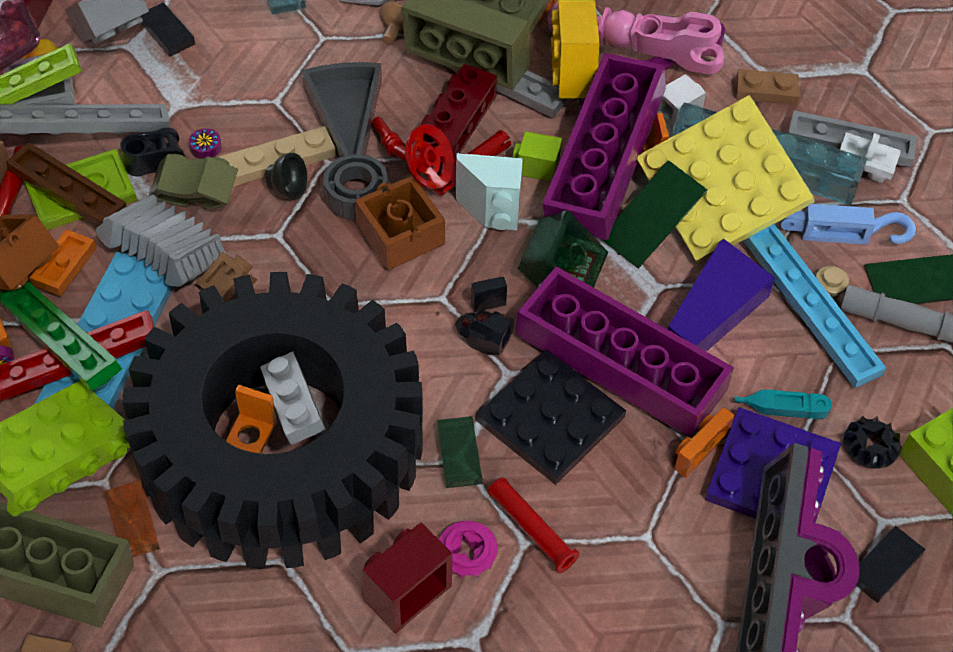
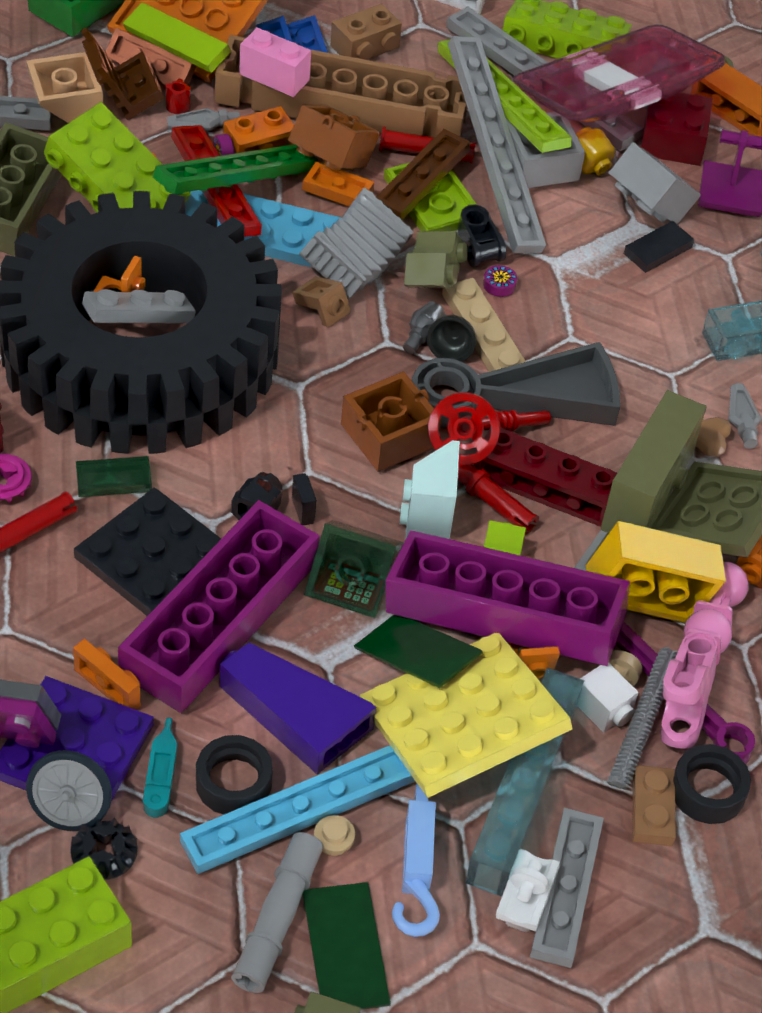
camera: 85 degrees right, 5 degrees down
(268, 200) = (420, 324): none -> flat silver piece
(706, 82) = (641, 722): none -> light grey axle
(751, 34) = (719, 760): none -> black tyre
(796, 327) = (233, 748): none -> black tyre
(837, 459) = (68, 790): none -> light grey wheel

